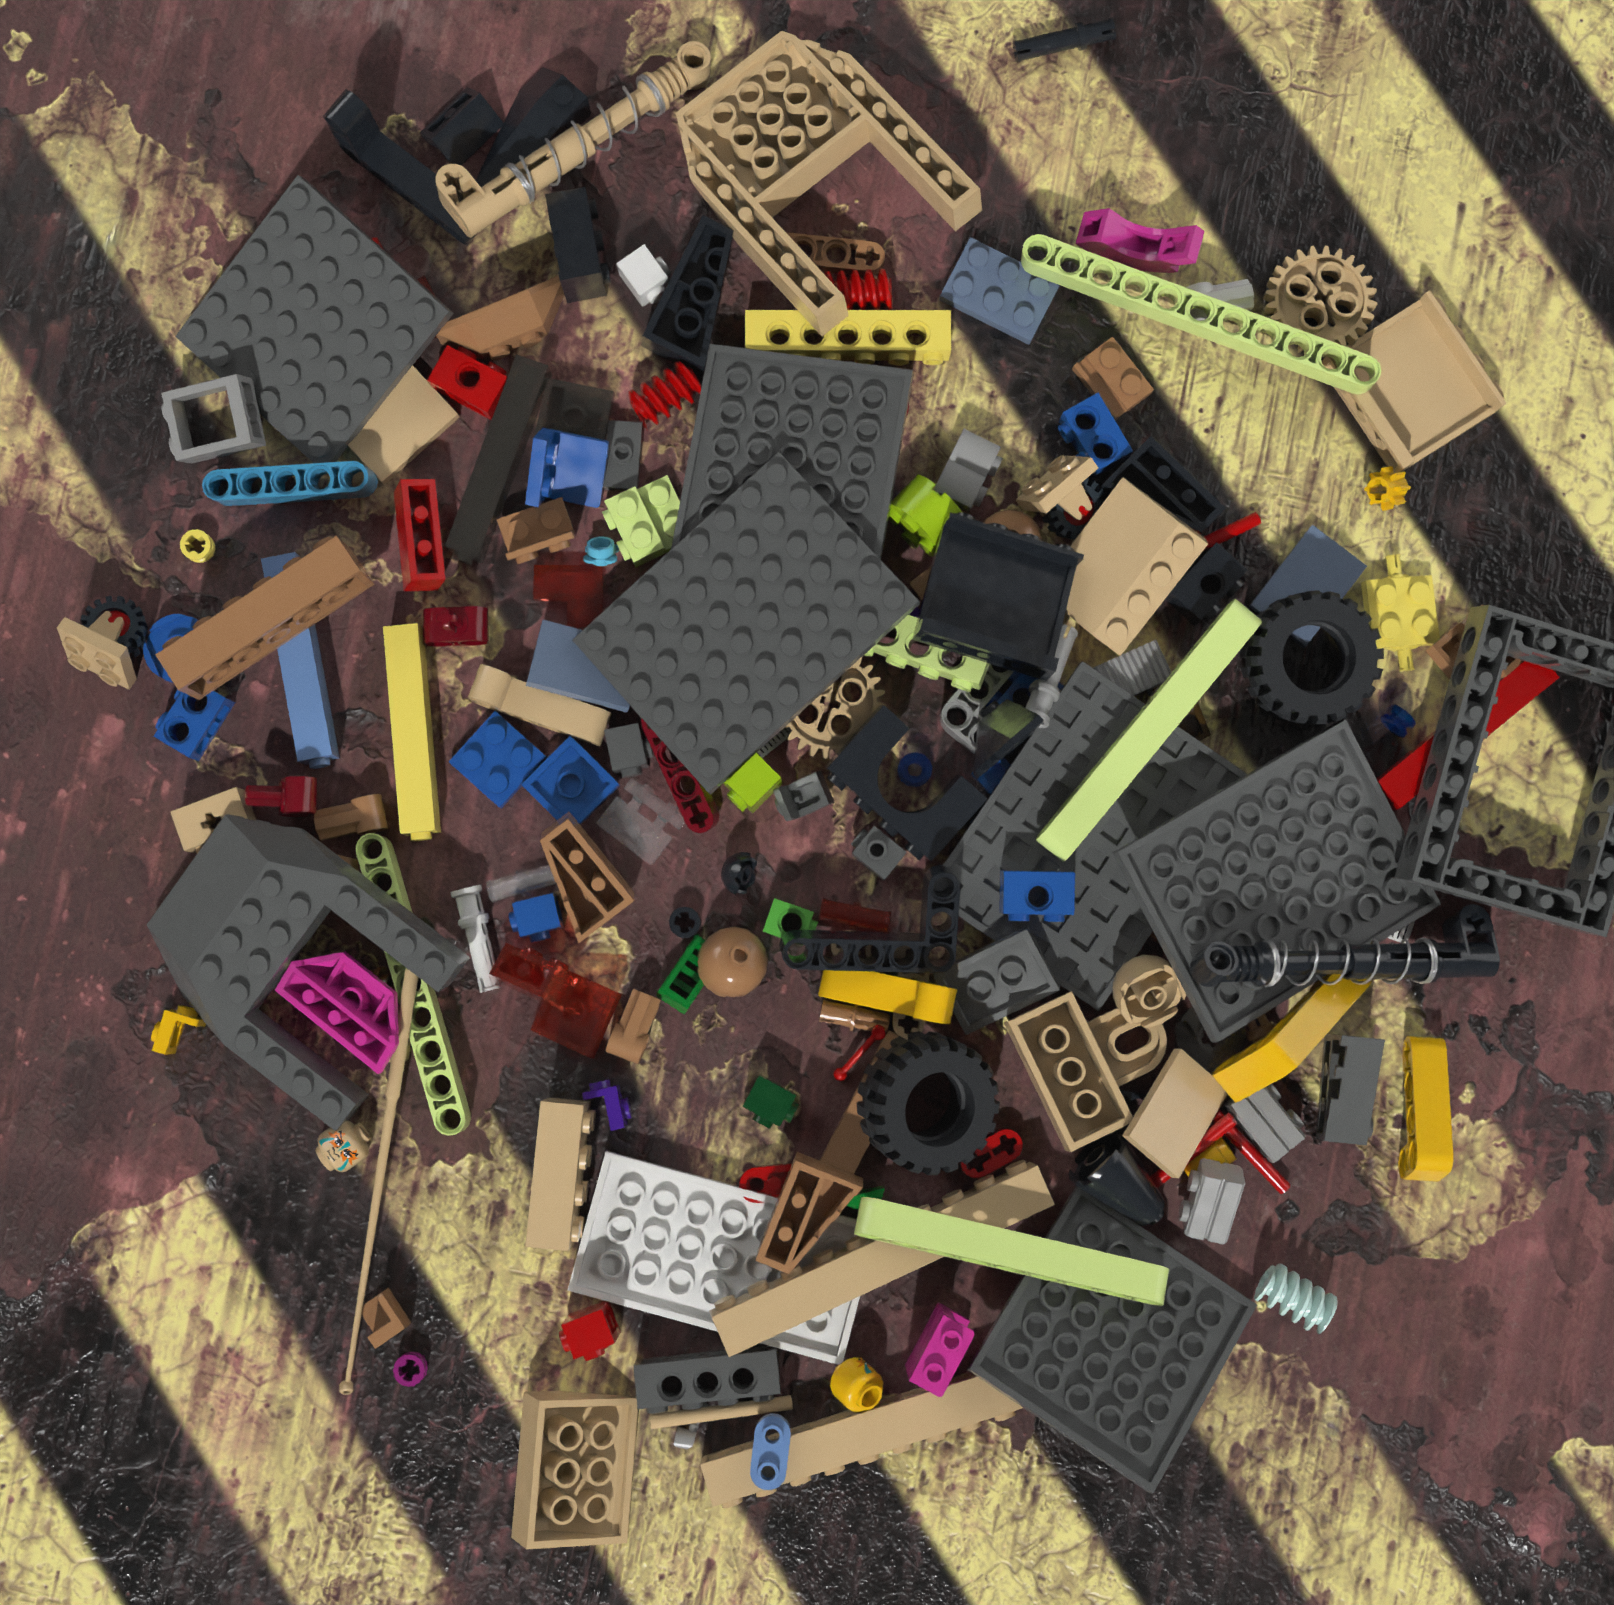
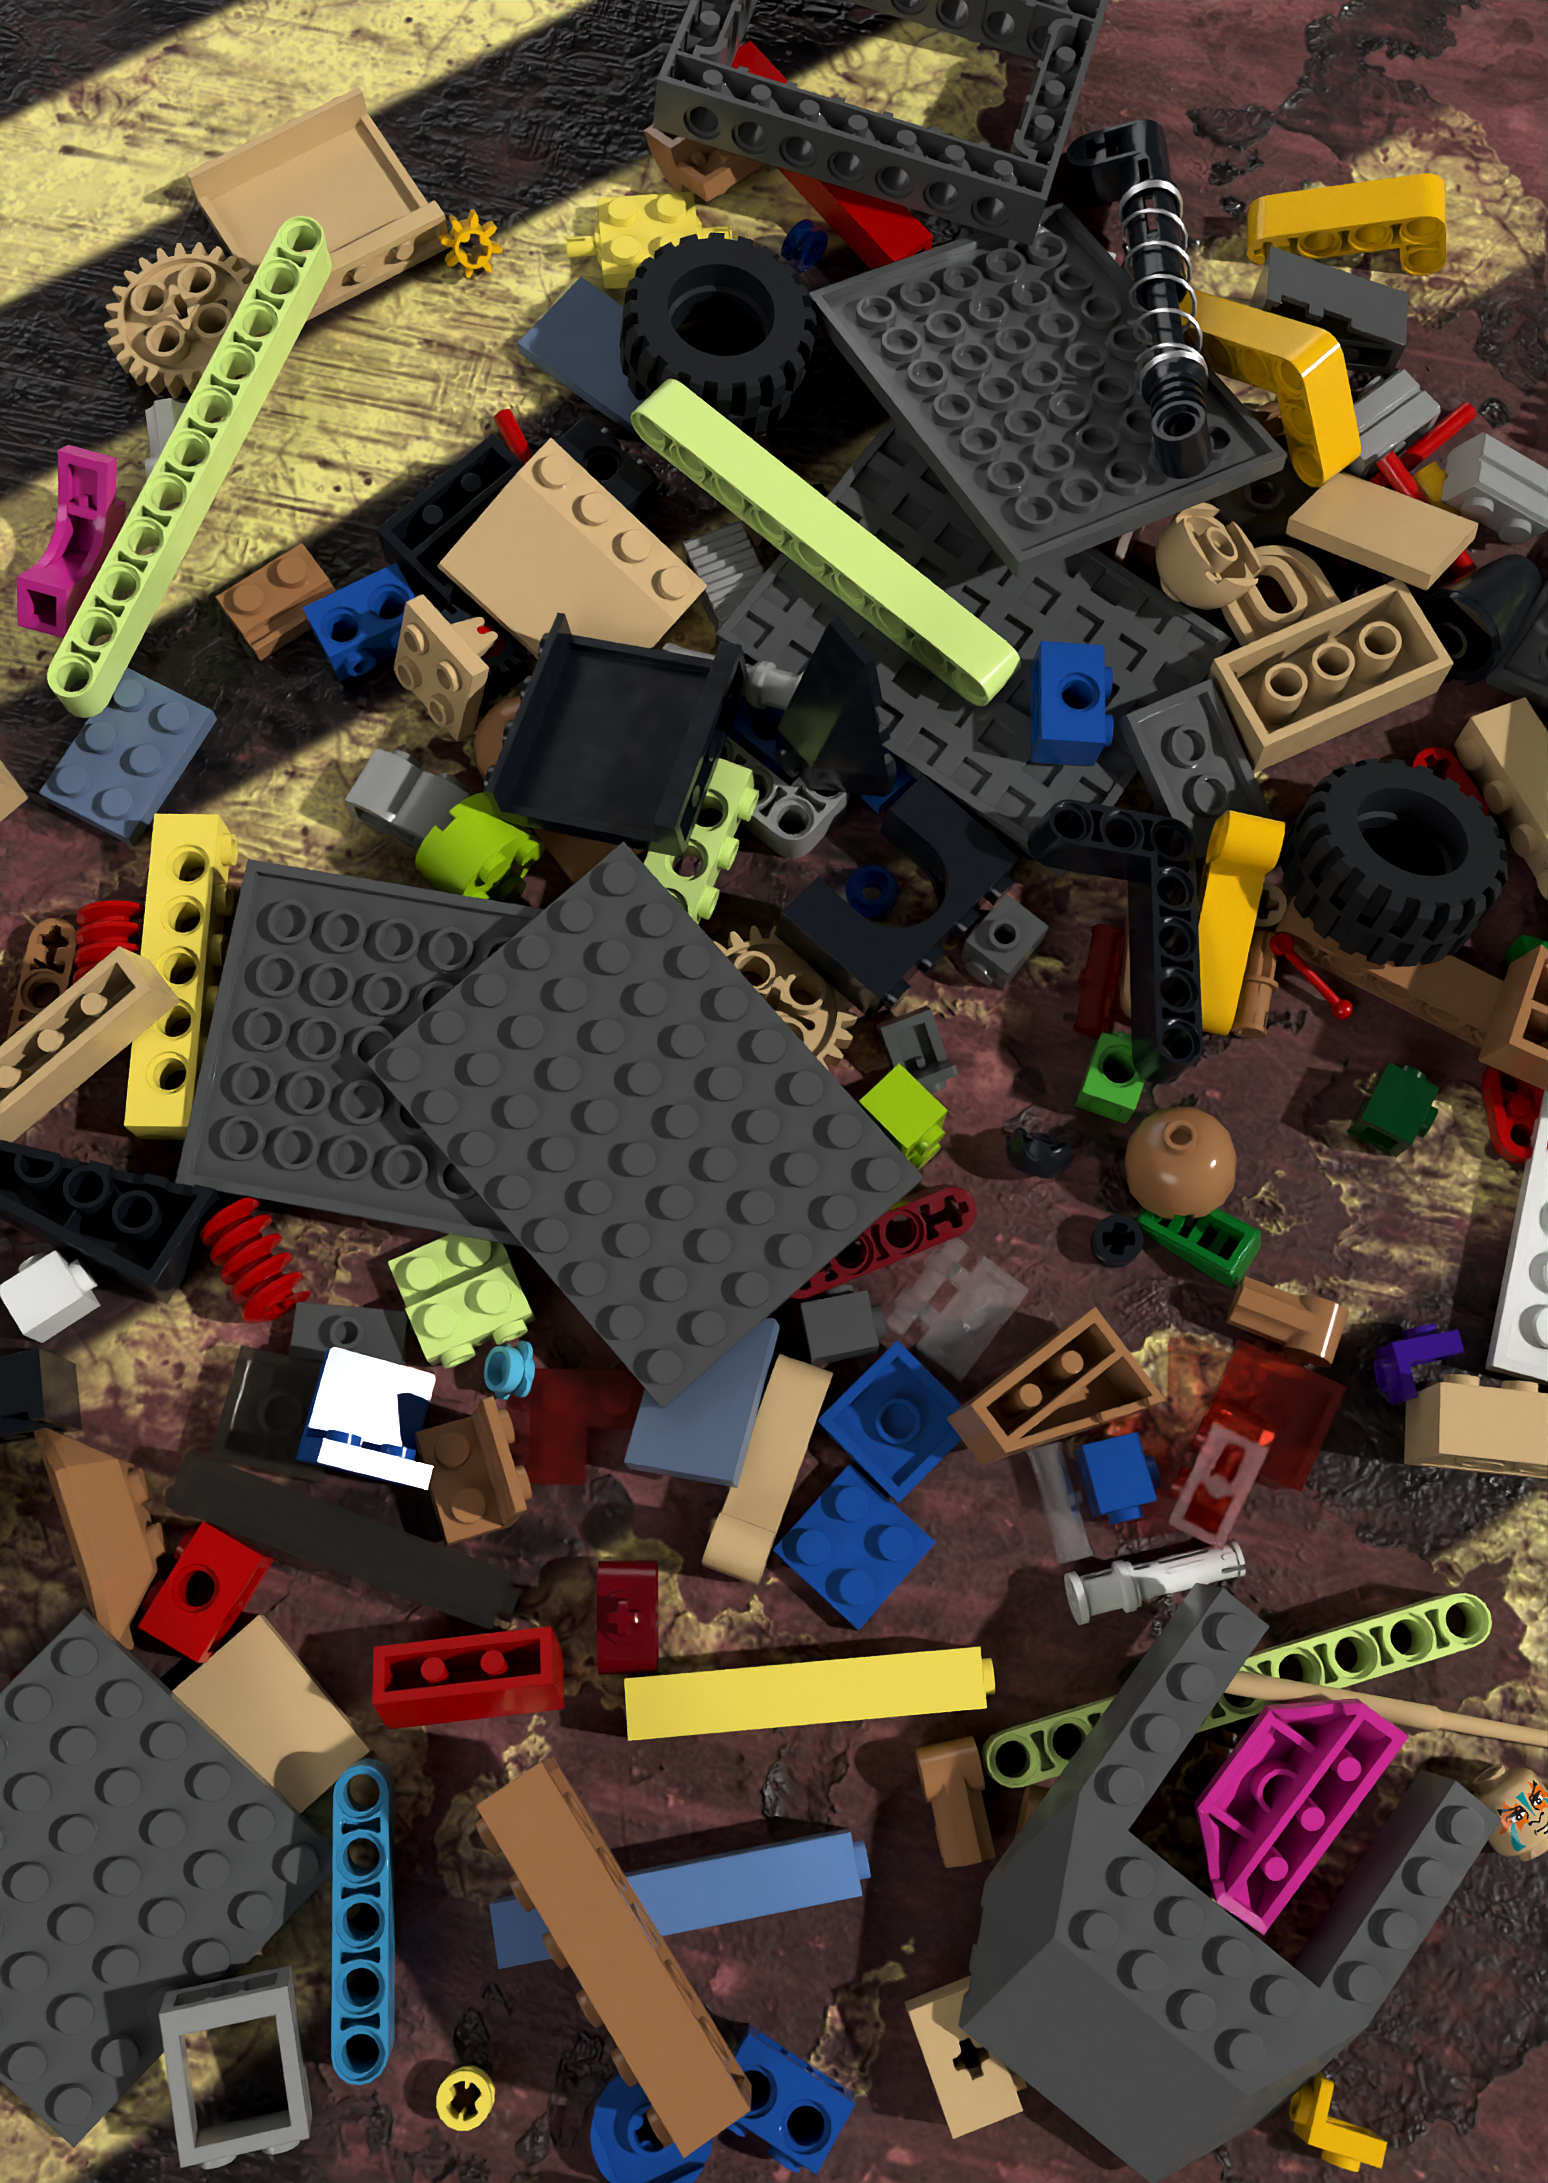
camera: 90 degrees left, 10 degrees down
(294, 796) = (926, 1909): dark red beam -> none

